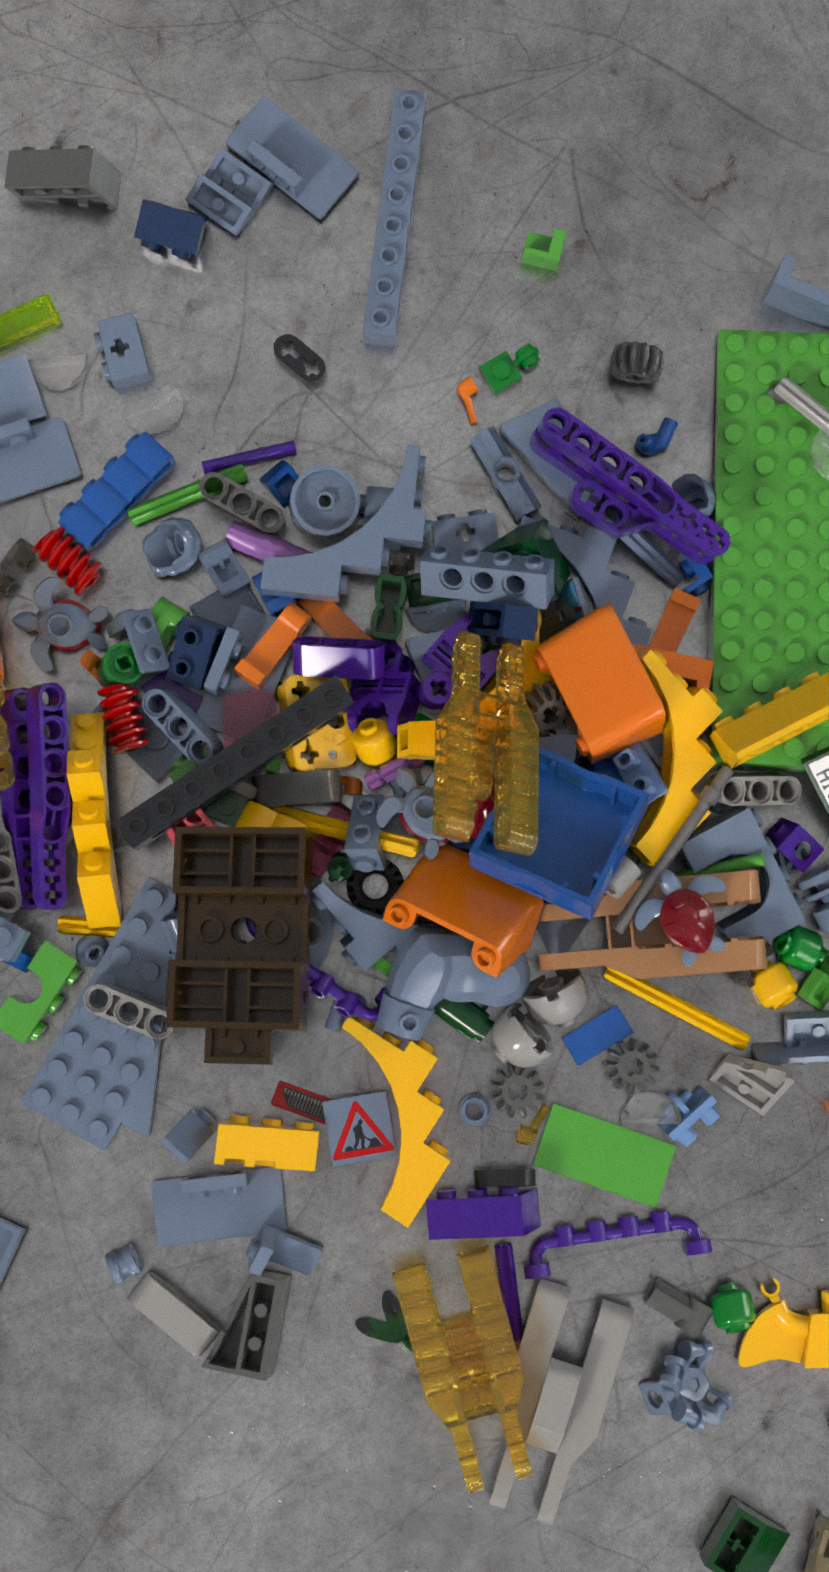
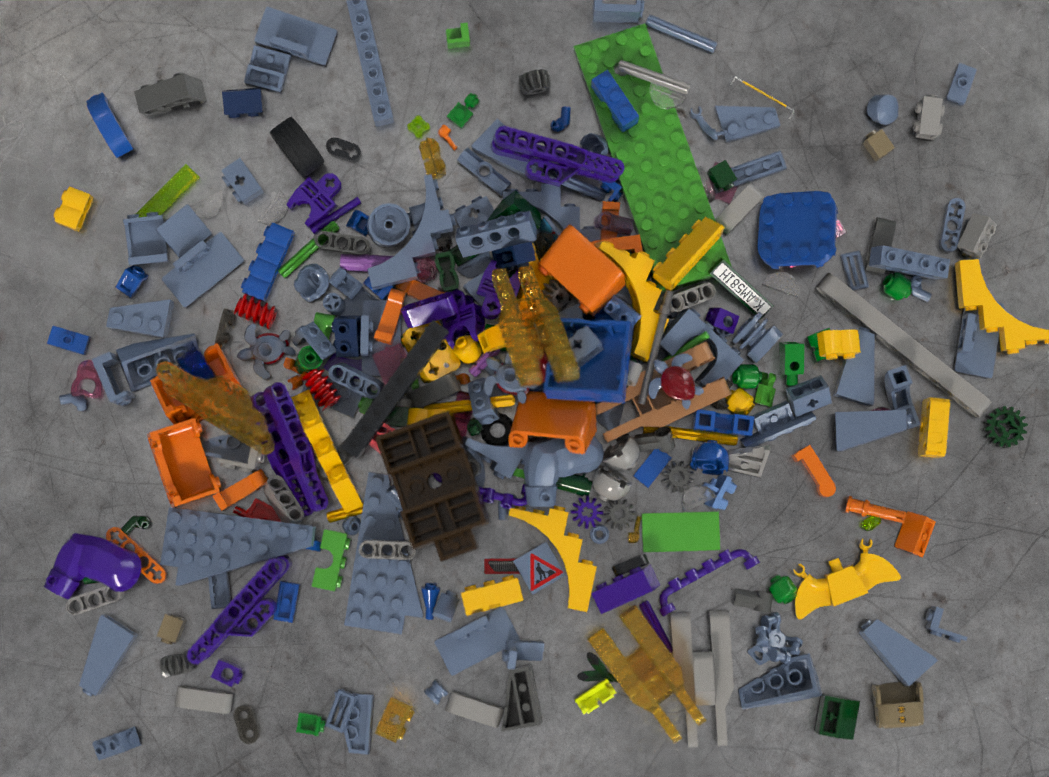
camera: 25 degrees left, 0 degrees up
(26, 1293) = (386, 728): none -> clear yellow brick
(89, 692) = (296, 380): none -> orange hand
(172, 1106) = (430, 595): none -> blue cone
(191, 586) = (330, 301): none -> sand blue wheel
(227, 327) = (297, 146): none -> black tyre
(243, 412) = (322, 191): none -> dark purple piece
(359, 594) = (427, 270): none -> clear pink piece
(386, 1362) = (588, 701): none -> neon yellow hinge
(430, 357) = (418, 121): none -> clear neon green plate
(433, 407) = (430, 149): none -> clear yellow hinge
(460, 1076) = (585, 518): none -> dark purple gear
(567, 802) = (588, 345): none -> sand blue brick
(626, 997) = (660, 439): none -> dark grey piece
(676, 1461) = (783, 684): none -> sand blue wedge
(681, 631) = (615, 223): none -> piece
(695, 1056) = (710, 457): none -> blue cylinder
(735, 1008) = (723, 423): none -> blue arch
(758, 452) = (620, 107): none -> blue arch

